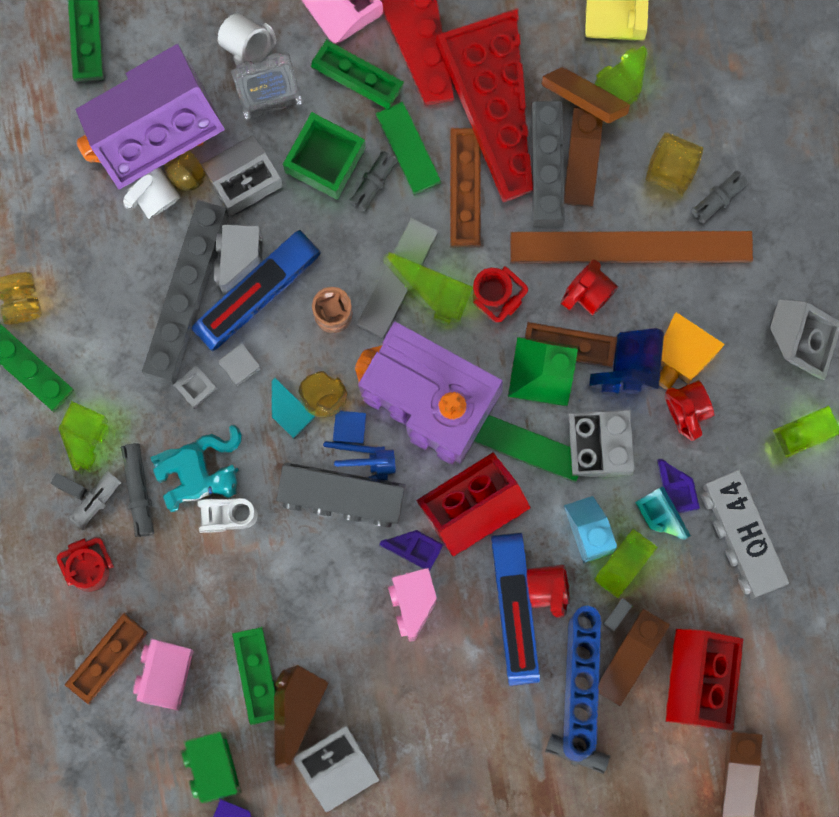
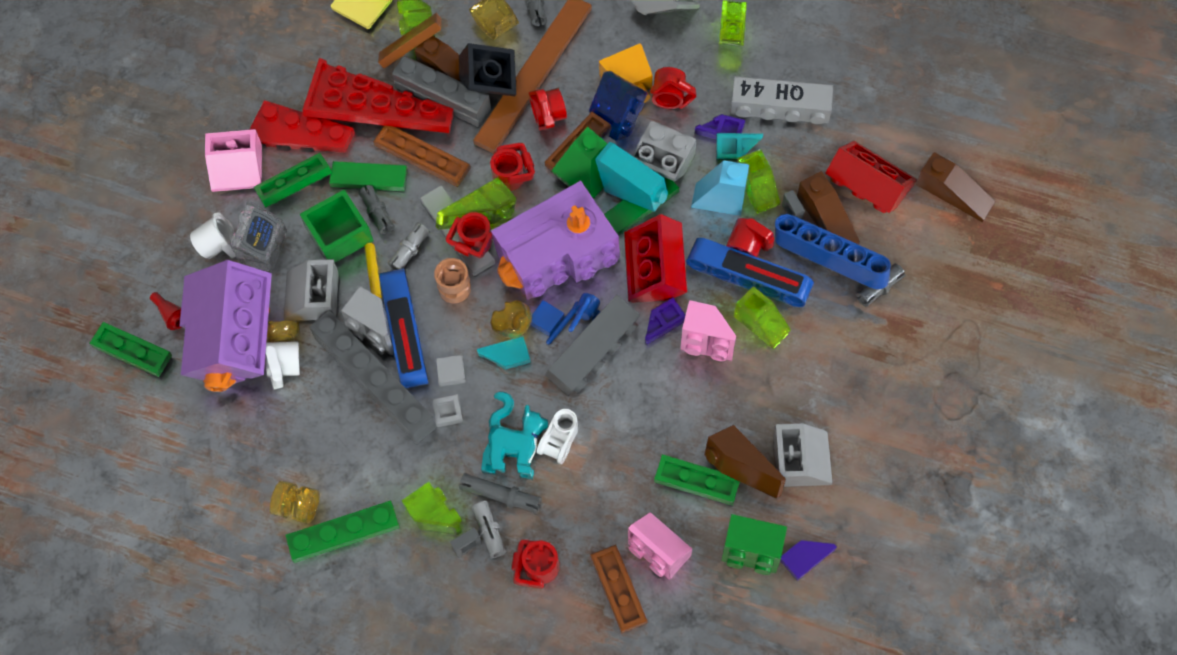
camera: 60 degrees left, 15 degrees down
(146, 44) = (169, 311): none -> red cone
(297, 223) = (372, 269): none -> yellow bar
(348, 241) = (409, 246): none -> light grey pin
(392, 300) = (473, 235): none -> red piece
(466, 650) = (761, 317): none -> clear neon green slope
(547, 428) = (630, 179): none -> teal slope
(589, 203) = (488, 69): none -> black slope

